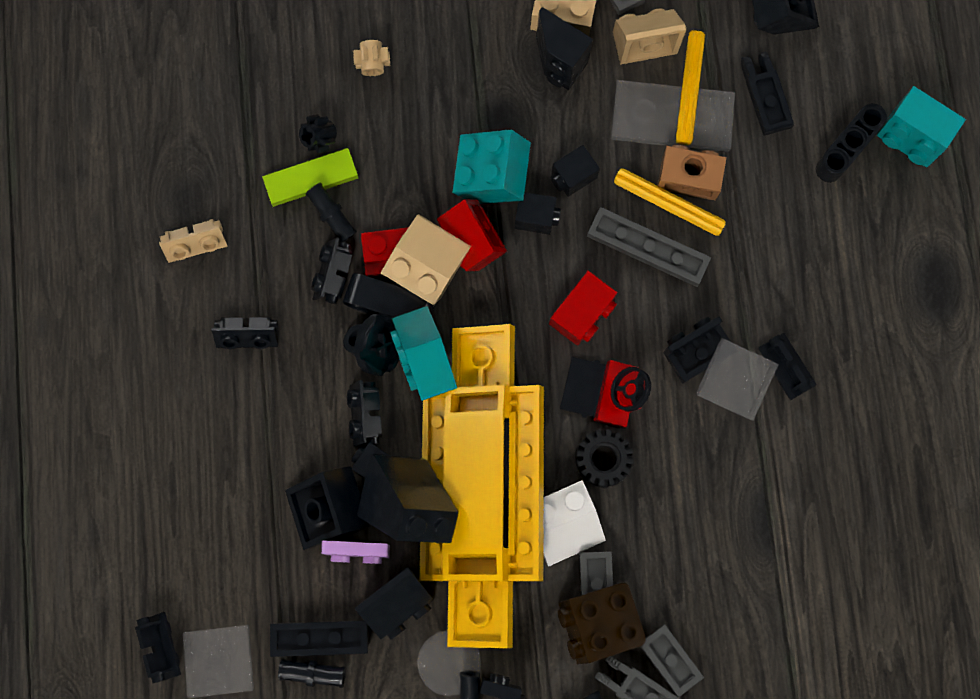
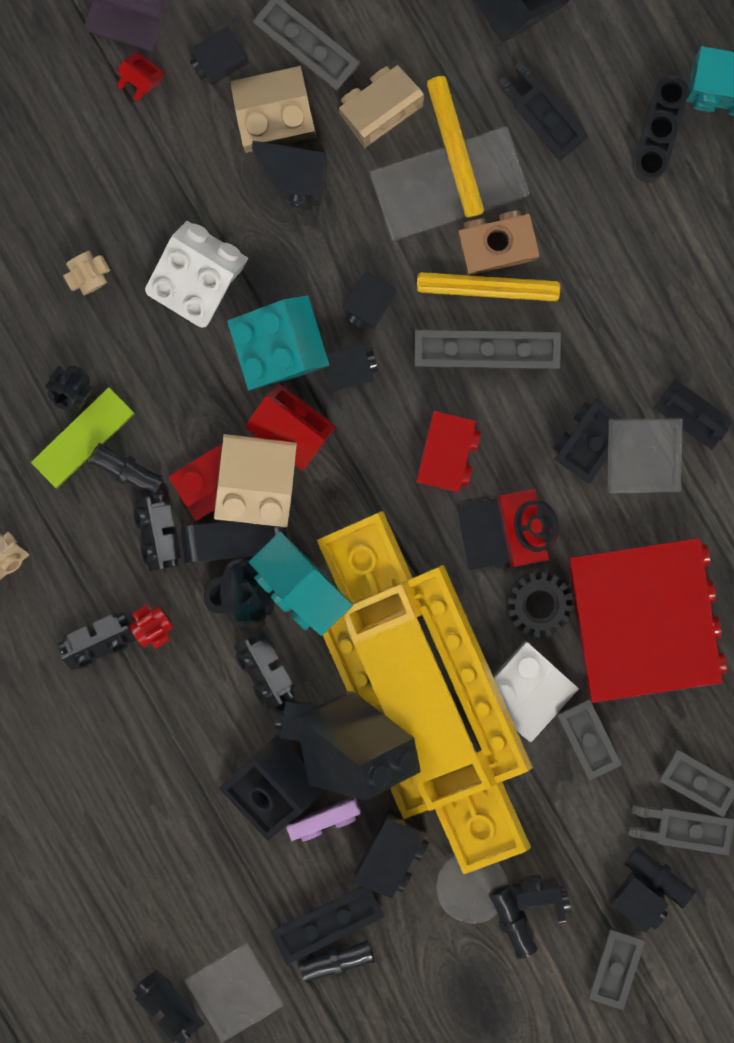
camera: 20 degrees left, 10 degrees up
(293, 338) = (151, 626): none -> red gear
(451, 94) = (194, 273): none -> white bracket
(601, 623) = (611, 779): dark brown bracket -> none
(684, 508) = (647, 620): none -> red panel

